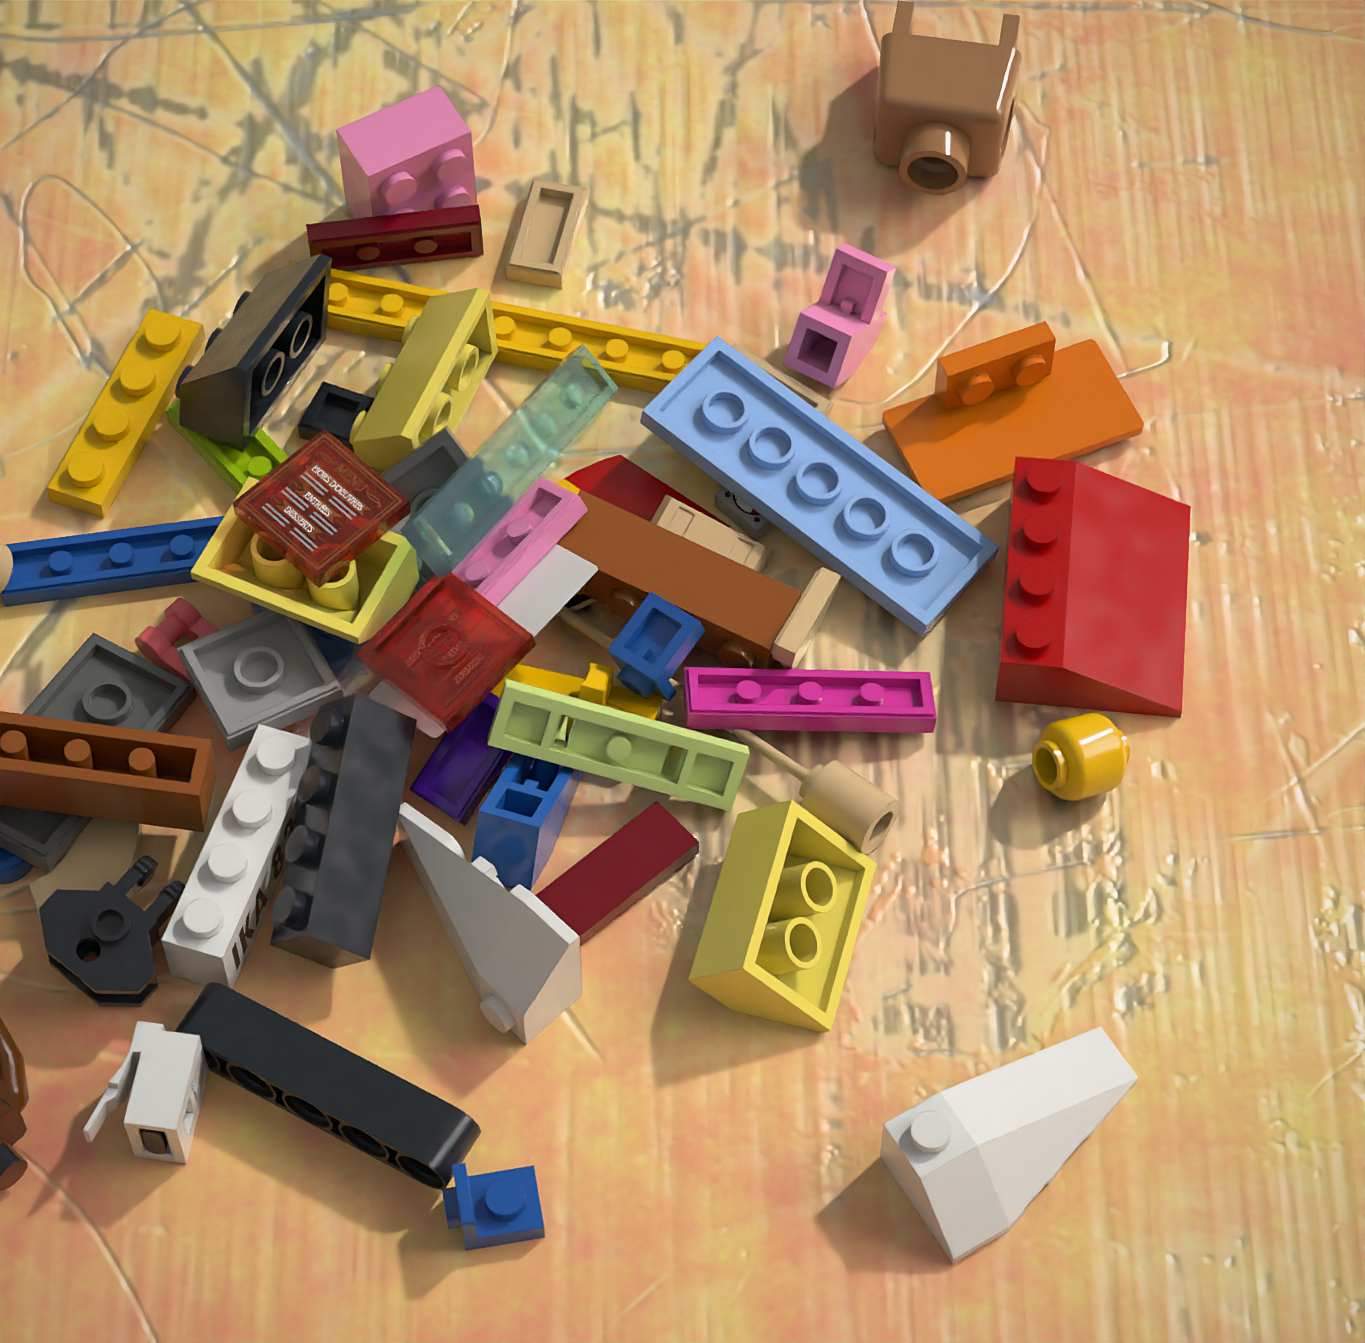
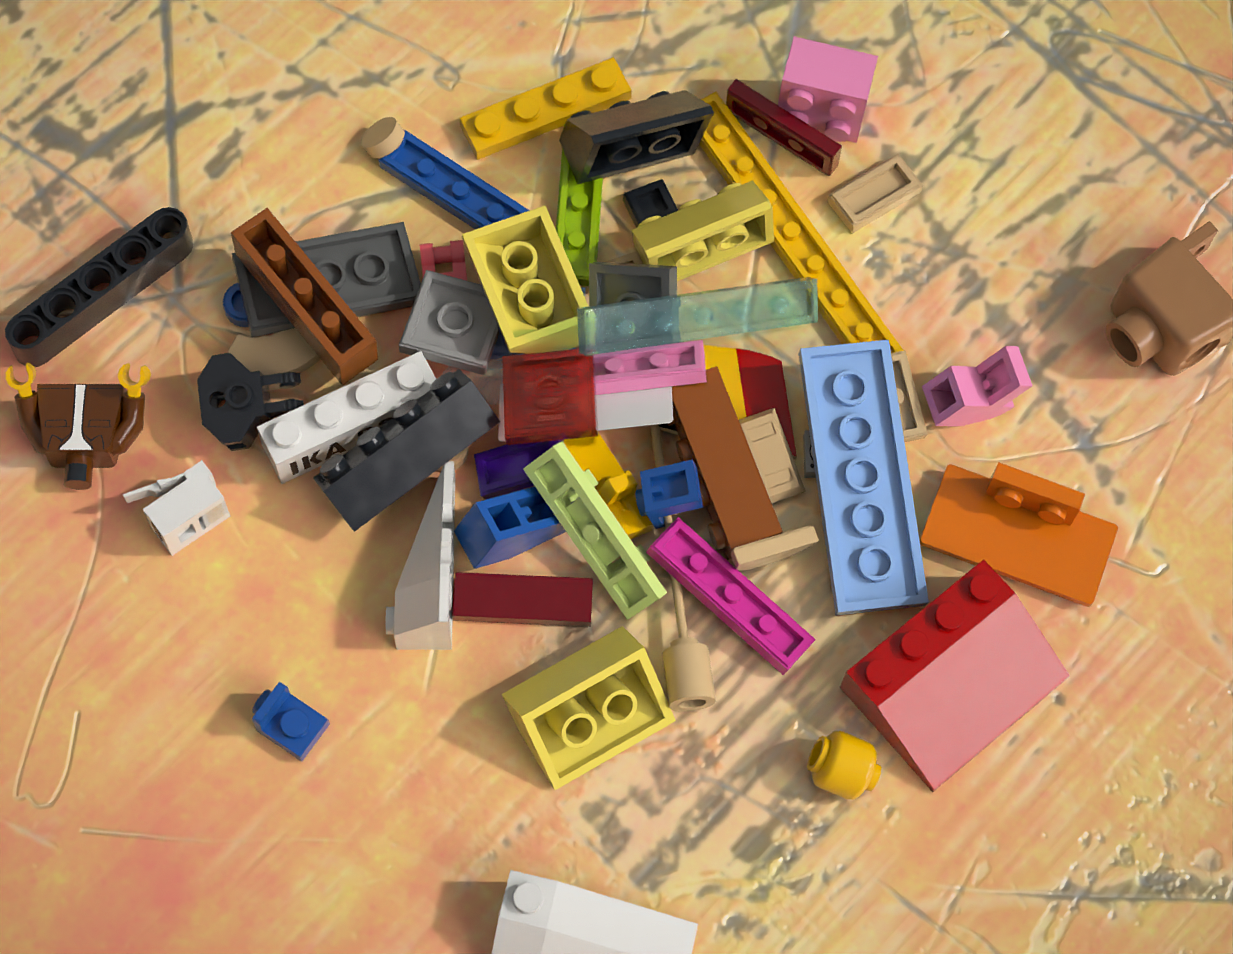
camera: 40 degrees right, 10 degrees up
(321, 508) = (561, 257): clear red tile -> none
(330, 1086) = (270, 579): black beam -> none

